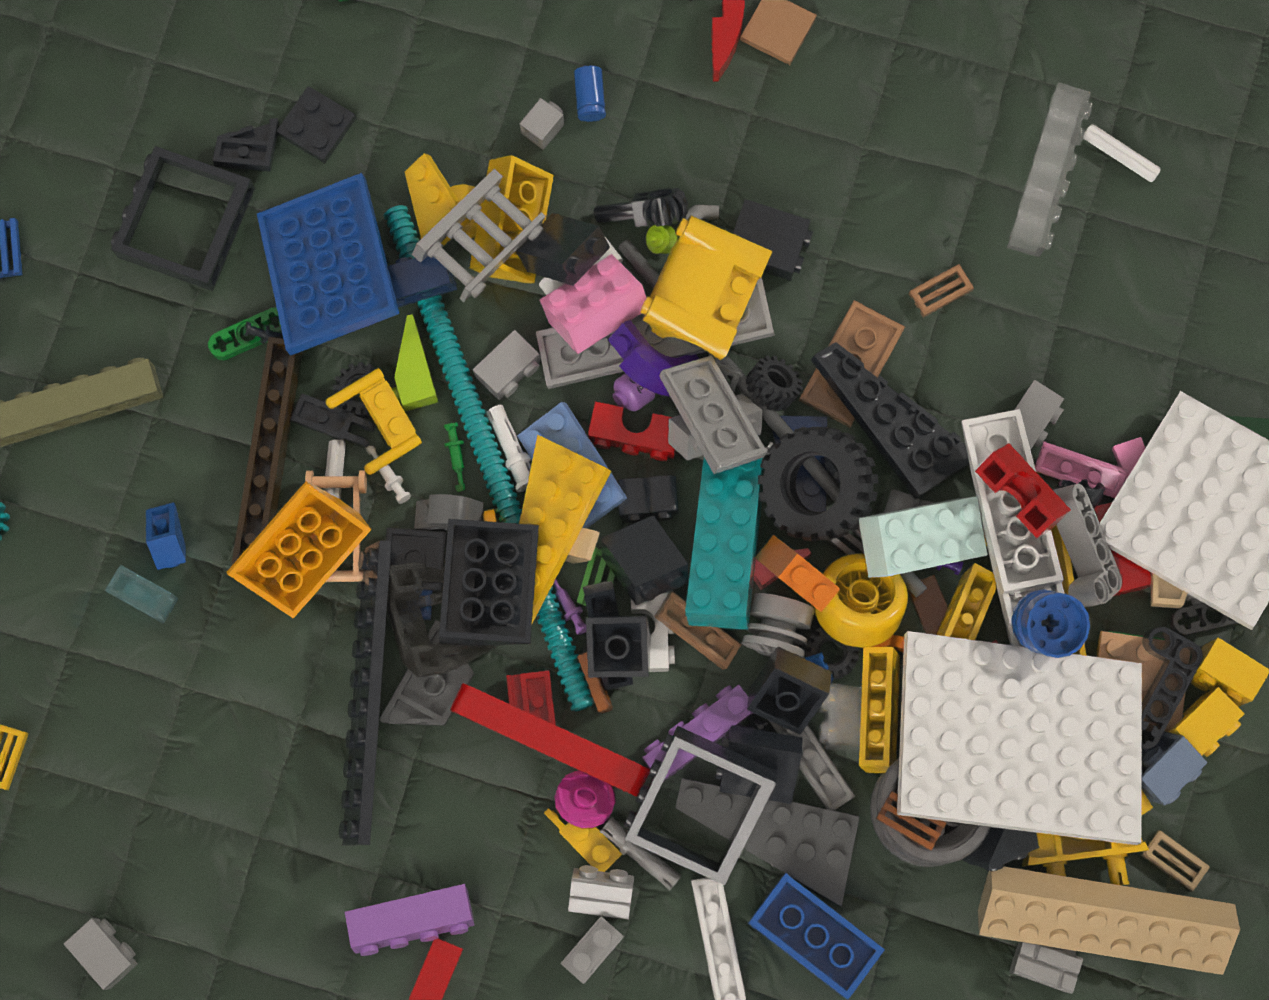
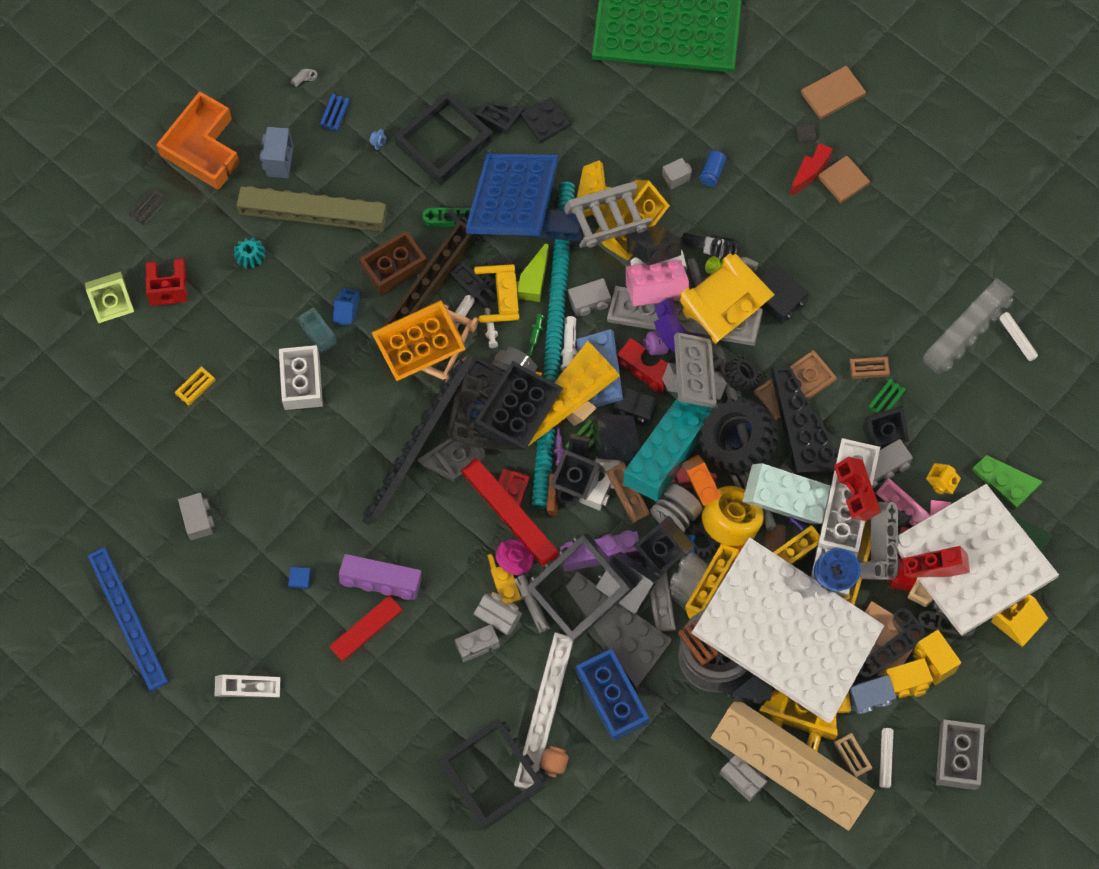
camera: 25 degrees right, 10 degrees down
(88, 262) = (378, 139): none -> medium blue plate
(151, 676) = (300, 377): none -> white brick
(202, 442) = (393, 263): none -> reddish brown brick
(294, 971) = (299, 577): none -> blue tile
(990, 302) = (894, 387): none -> green tile
(1007, 372) = (886, 427): none -> black slope
(1118, 409) = (943, 478): none -> yellow brick
(1175, 545) = (938, 563): none -> red slope
(1200, 370) = (1006, 481): none -> bright green wing
(1221, 843) = (886, 758): none -> white axle

